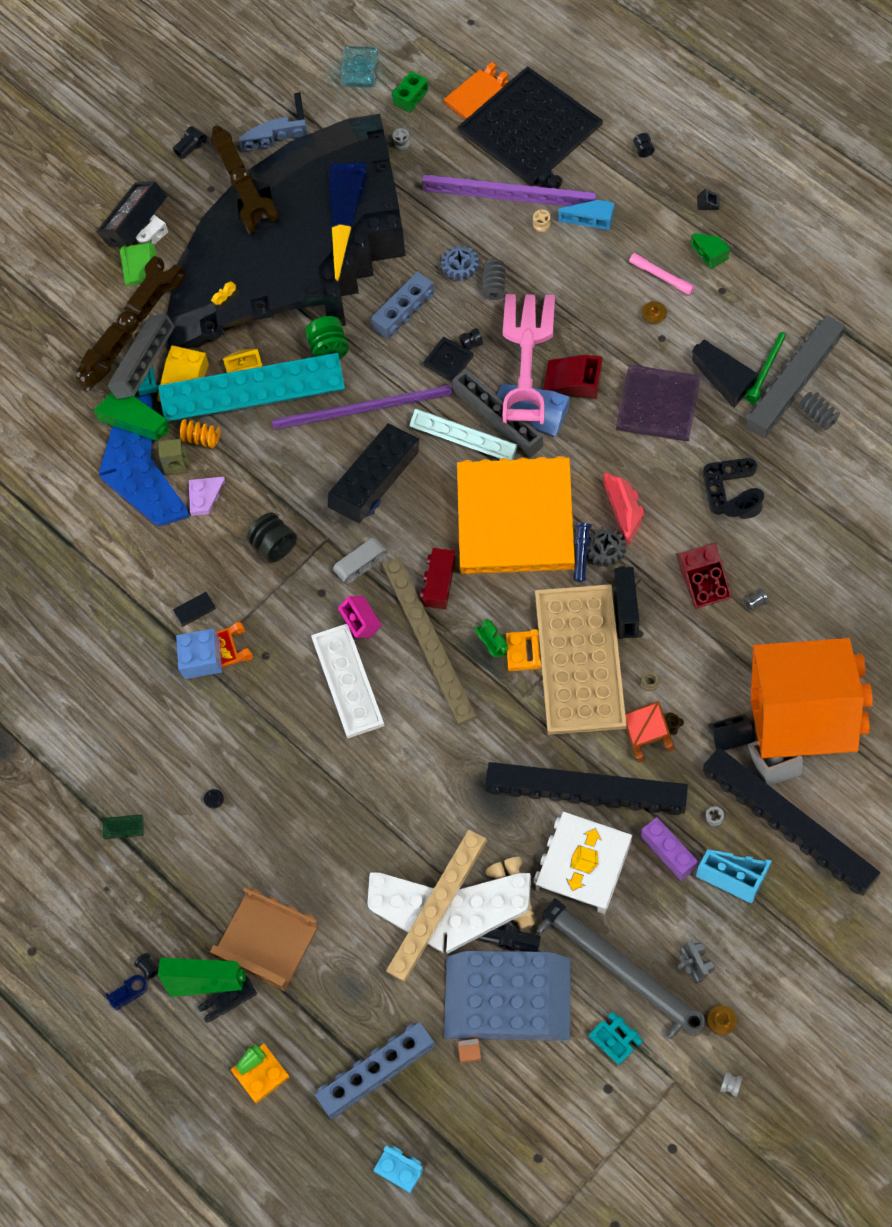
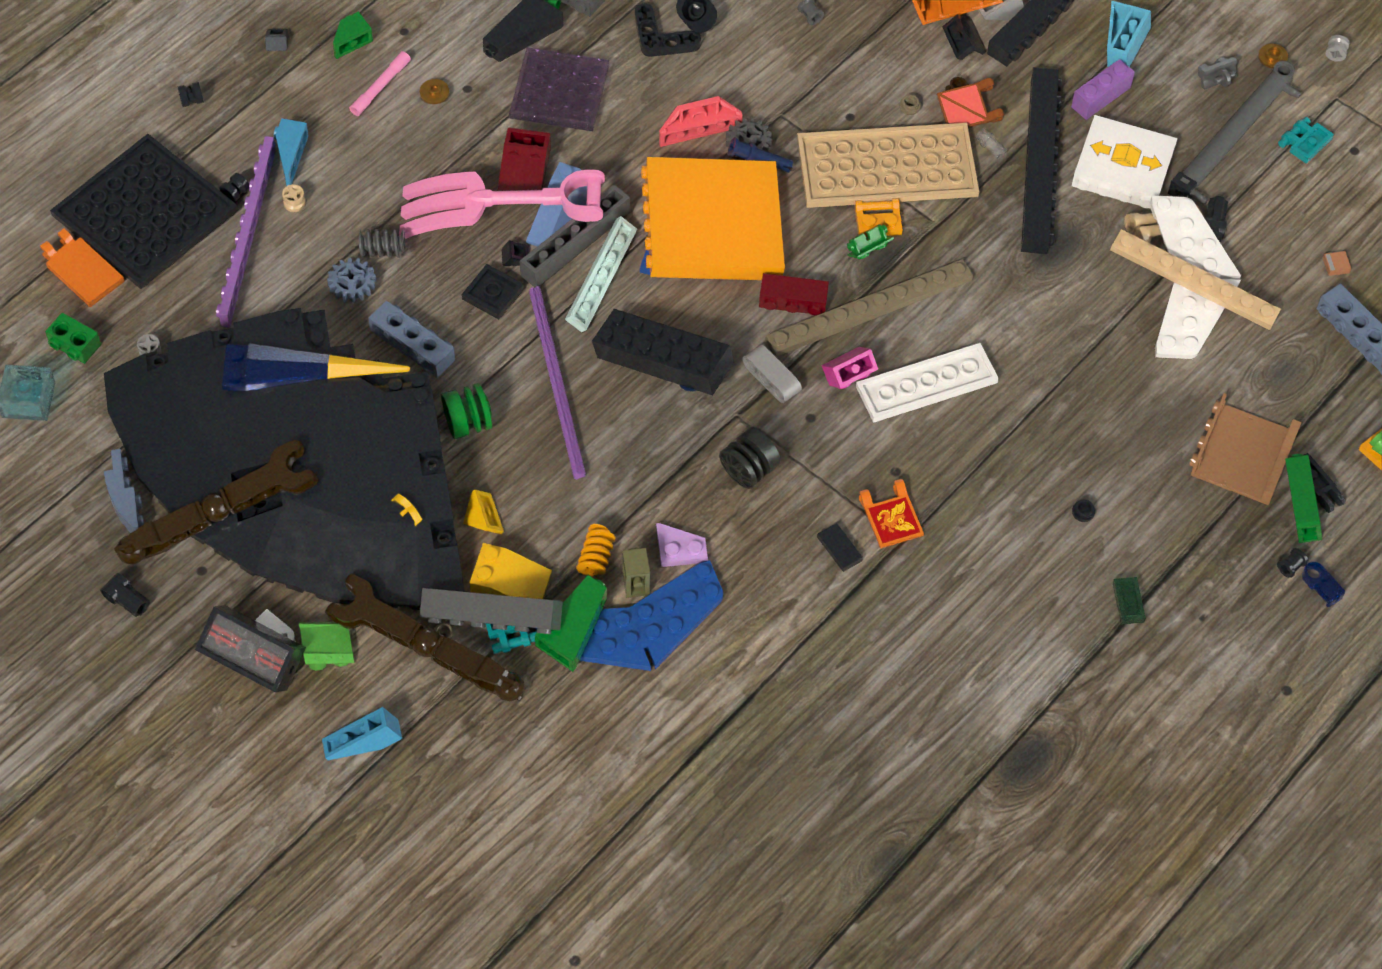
camera: 100 degrees left, 5 degrees down
(60, 291) = (363, 736): none -> dark azure slope
(199, 653) = (906, 530): medium blue brick -> none
(251, 388) = (535, 492): teal brick -> none
(299, 106) = (88, 463): black tile -> none
(471, 339) = (465, 266): black wheel -> none
(488, 376) = (513, 252): none -> black slope
(507, 996) = (1278, 232): sand blue slope -> none
(608, 745) = (988, 140): none -> clear pin
(626, 602) = (821, 115): black slope -> none
(704, 575) = (778, 54): dark red slope -> none
(720, 814) = (1054, 52): light grey bush -> none

